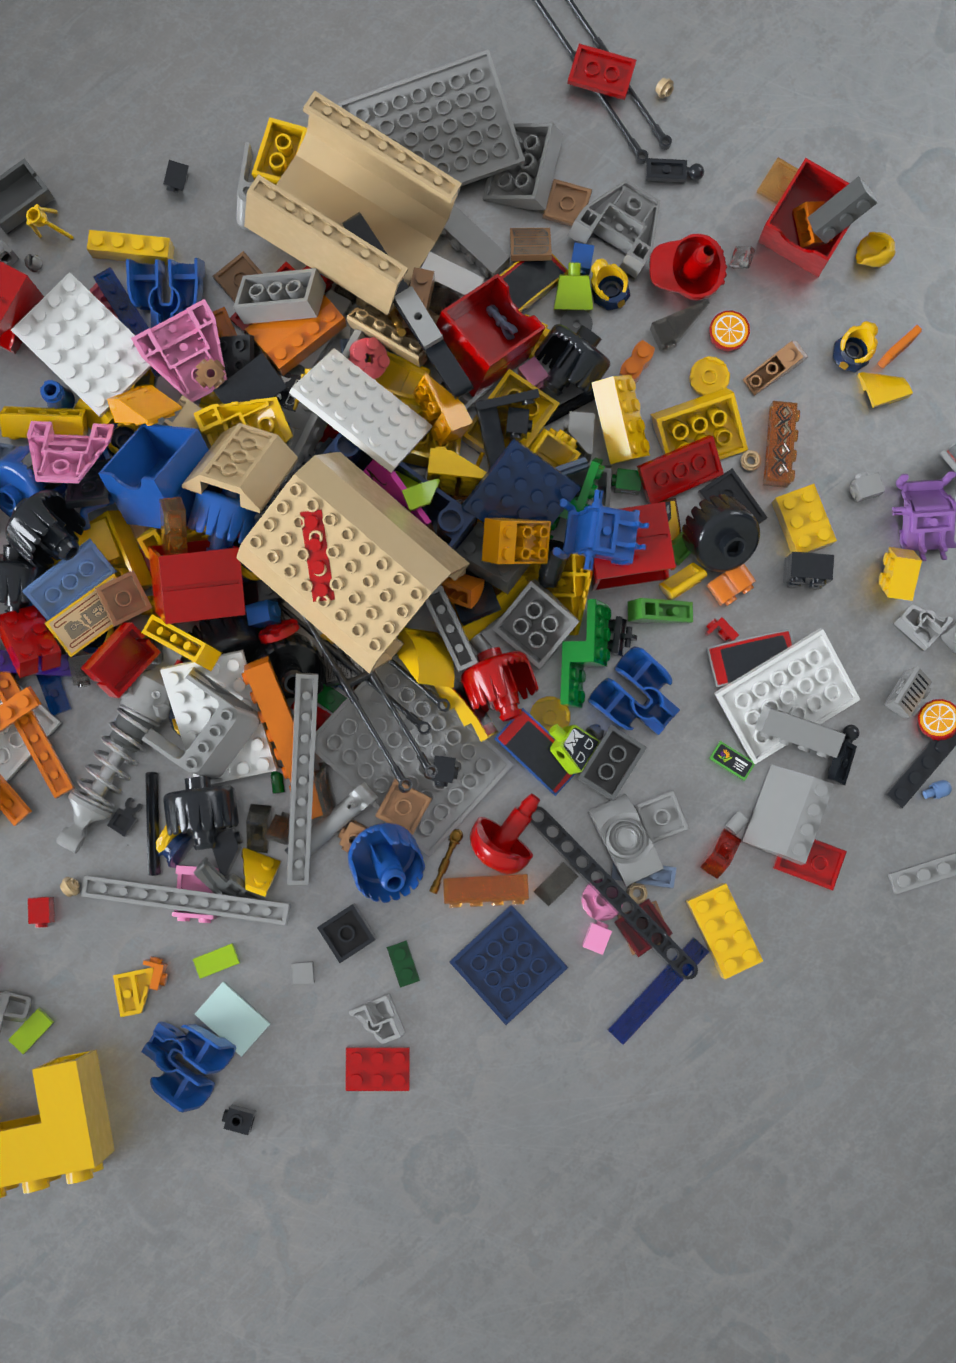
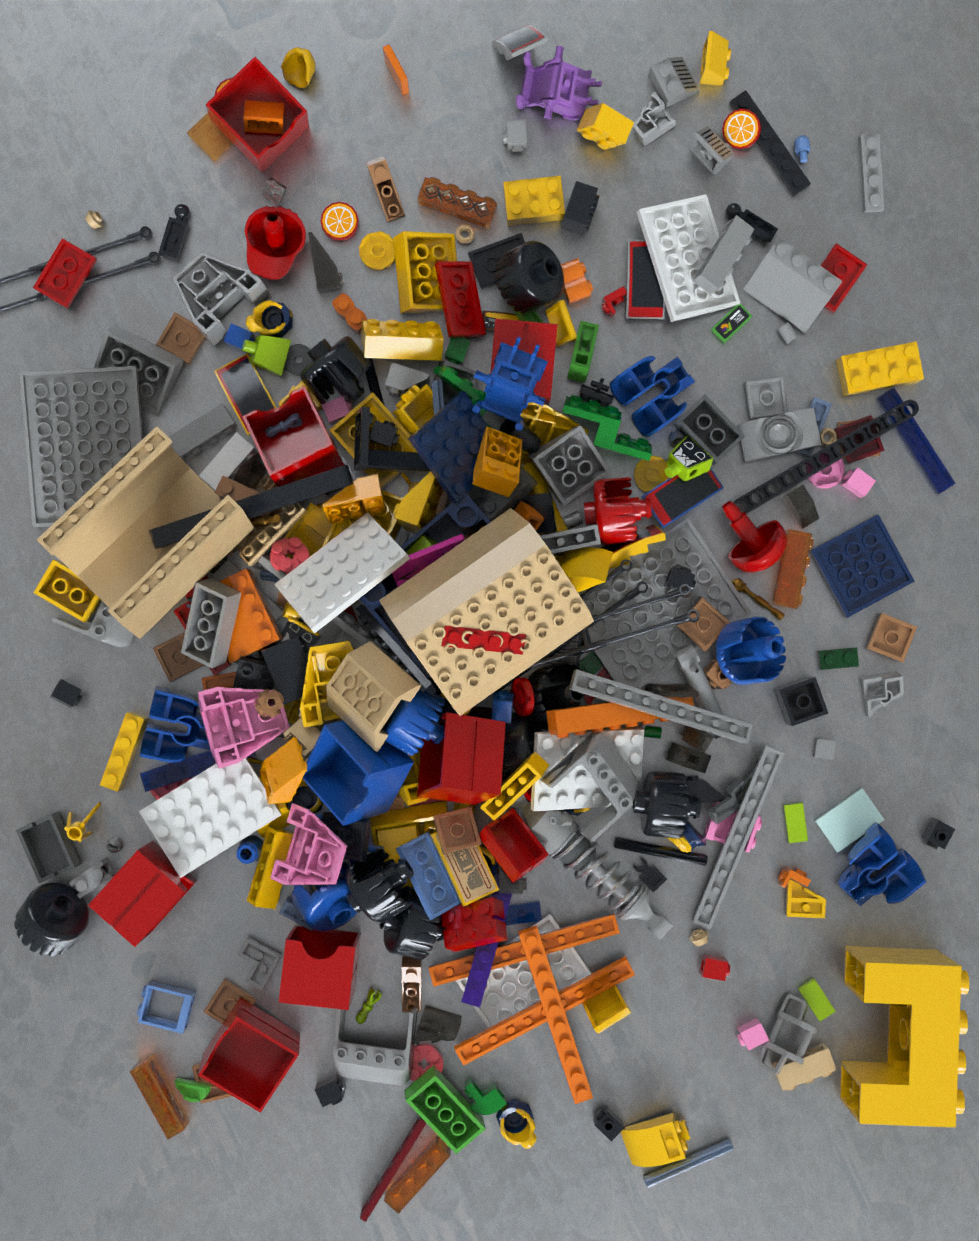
camera: 75 degrees left, 5 degrees up
(173, 526) = (413, 768): clear orange brick -> none
(258, 871) = (727, 766): yellow wing -> none
(377, 1068) = (923, 703): red plate -> none
(413, 309) = (259, 502): light grey tile -> none
(420, 494) = (436, 537): lime slope -> none
(439, 1015) = (891, 637): none -> medium nougat plate
(530, 244) = (213, 381): medium nougat tile -> none
(721, 853) = (812, 354): clear red slope -> none
(842, 210) = (264, 84): dark grey brick -> none
(856, 347) = (384, 109): piece -> none
(884, 388) = (428, 95): yellow slope -> none

